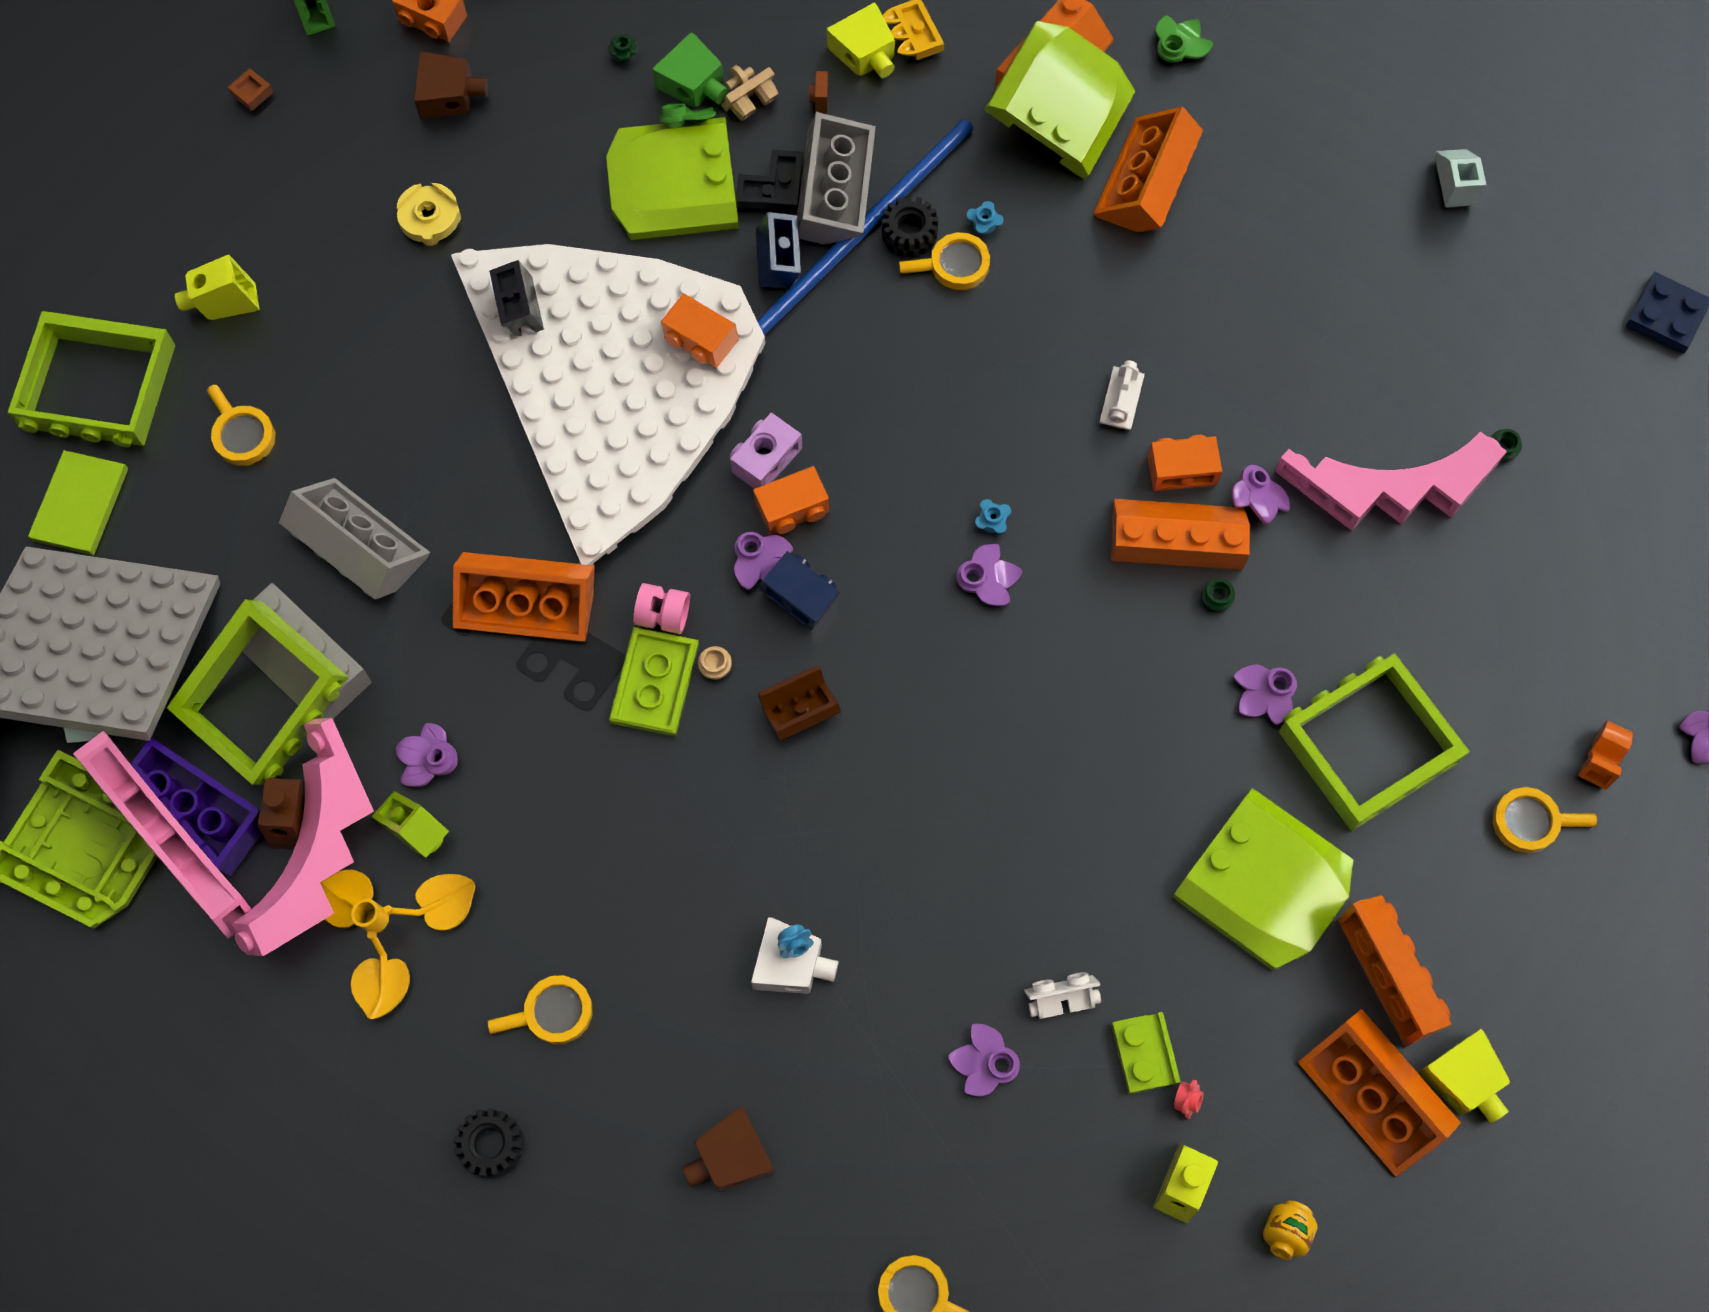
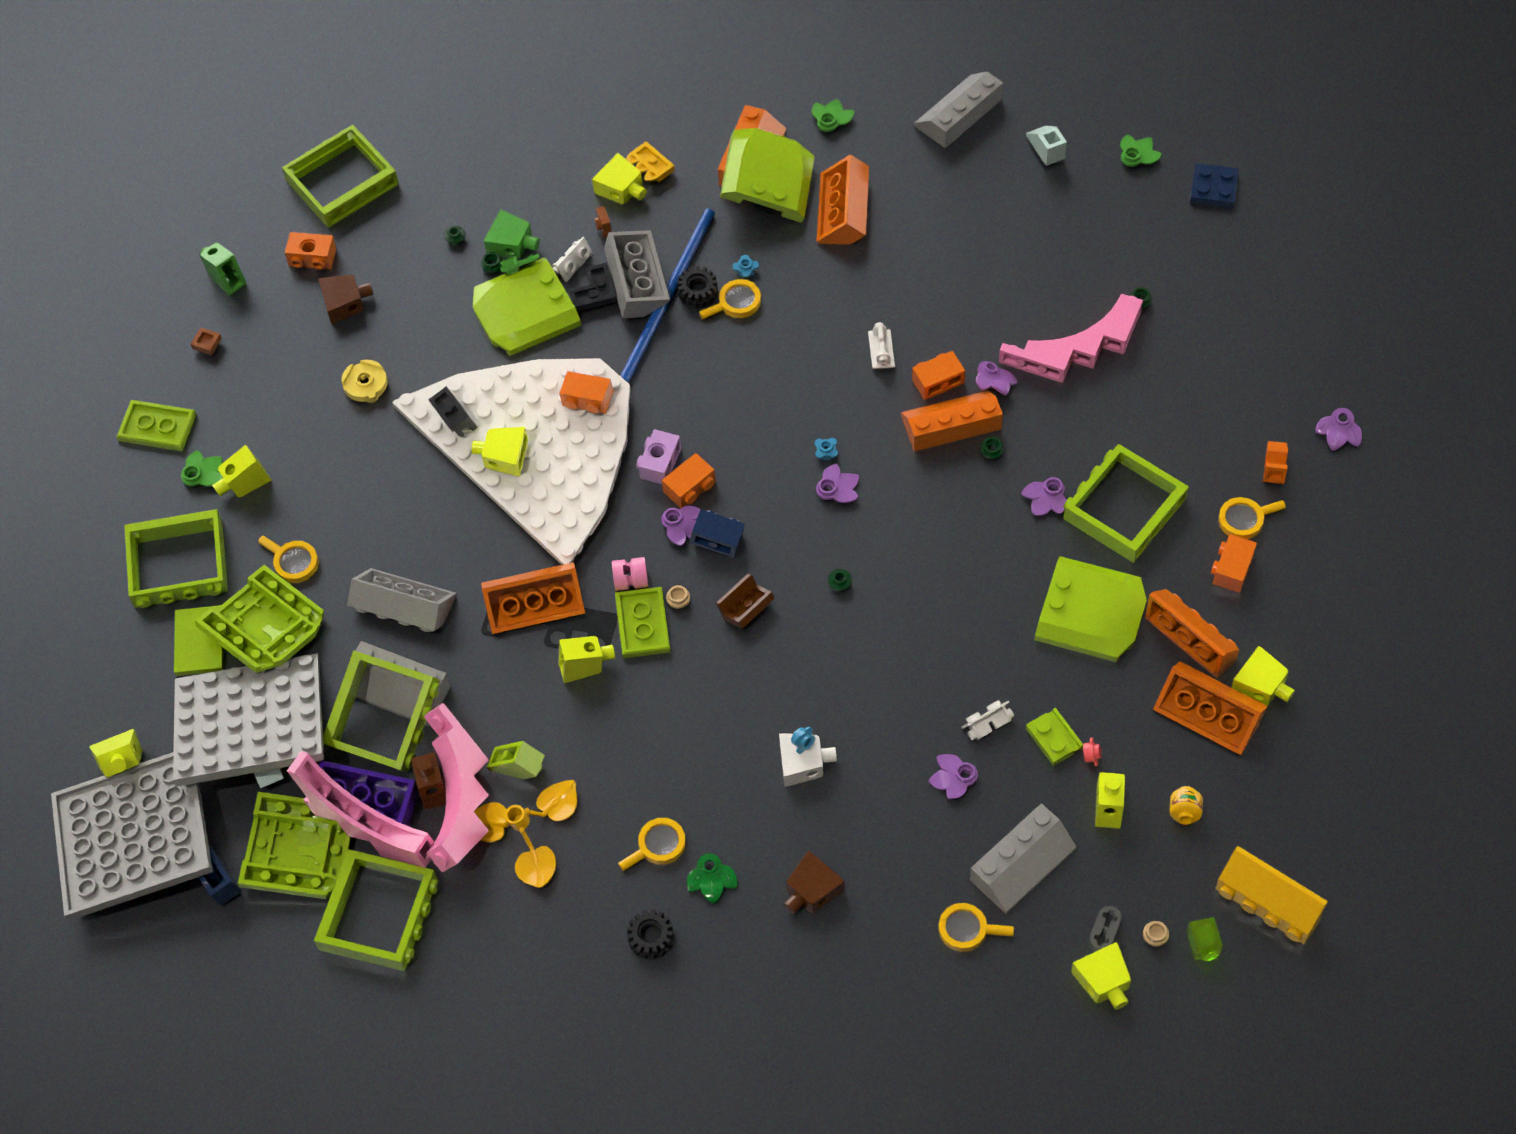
camera: 15 degrees left, 10 degrees down
(103, 942) = (413, 930): none -> lime window
(145, 184) = (156, 425): none -> lime tile
(163, 508) = (263, 621): none -> lime wedge
(176, 264) = (204, 468): none -> bright green plate
(421, 756) = (505, 717): medium lavender plate -> none
(552, 708) = (582, 657): none -> neon yellow torso
(561, 374) = (503, 449): none -> neon yellow torso
(602, 1095) = (711, 881): none -> green plate
(651, 96) = (491, 262): none -> dark green plate
(739, 100) = (560, 230): tan hips -> none
(762, 133) = (573, 259): none -> white hinge
(778, 250) = (616, 328): dark blue brick -> none
(934, 723) = (839, 586): none -> dark green plate
(1033, 1224) = (1022, 858): none -> light grey slope
(1360, 86) = (961, 108): none -> light grey slope
(1492, 886) = (1234, 563): none -> orange brick
(1582, 226) = (1138, 151): none -> bright green plate

